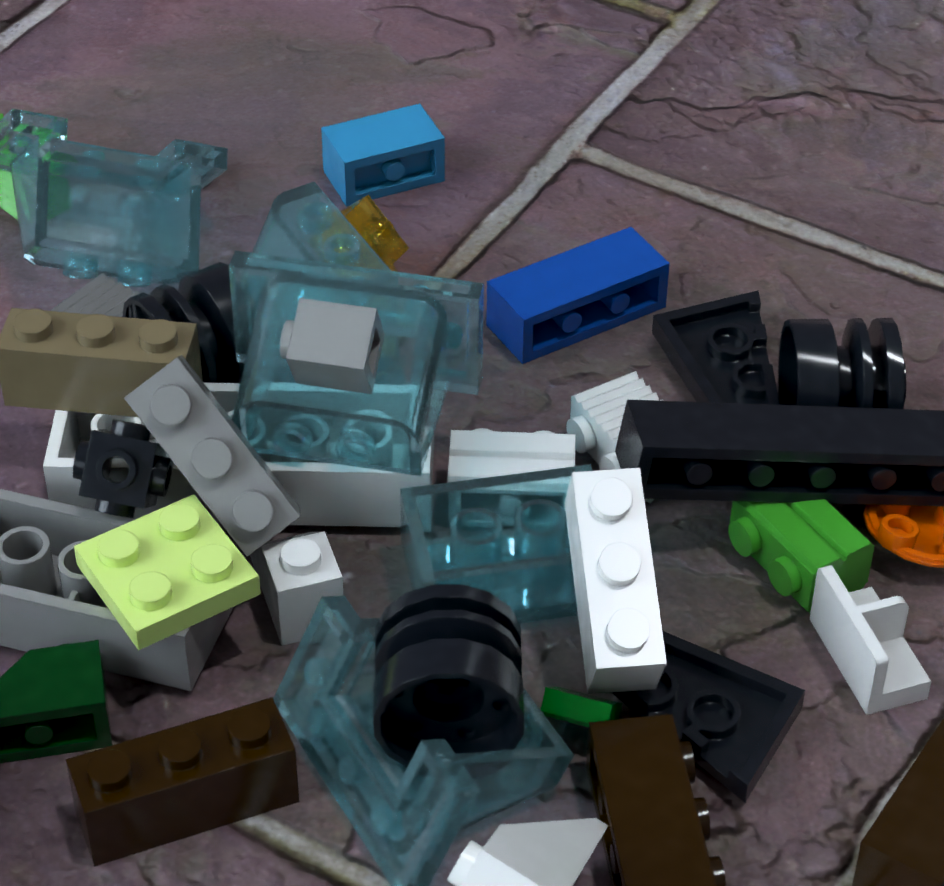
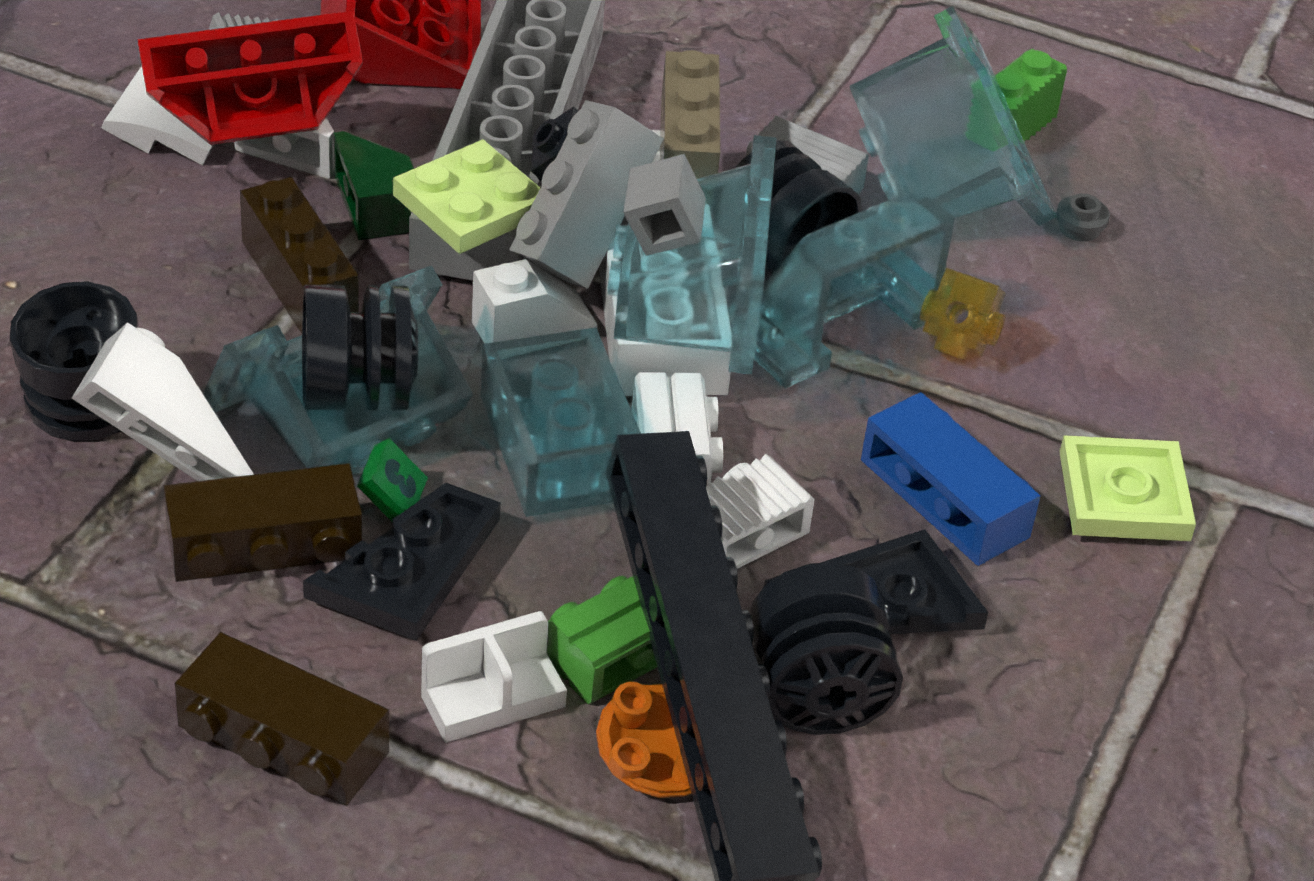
camera: 80 degrees right, 0 degrees up
(383, 154) = (1133, 334): dark azure panel -> none
(584, 192) = (1126, 488): none -> yellowish green plate
(614, 581) = (477, 444): white brick -> none

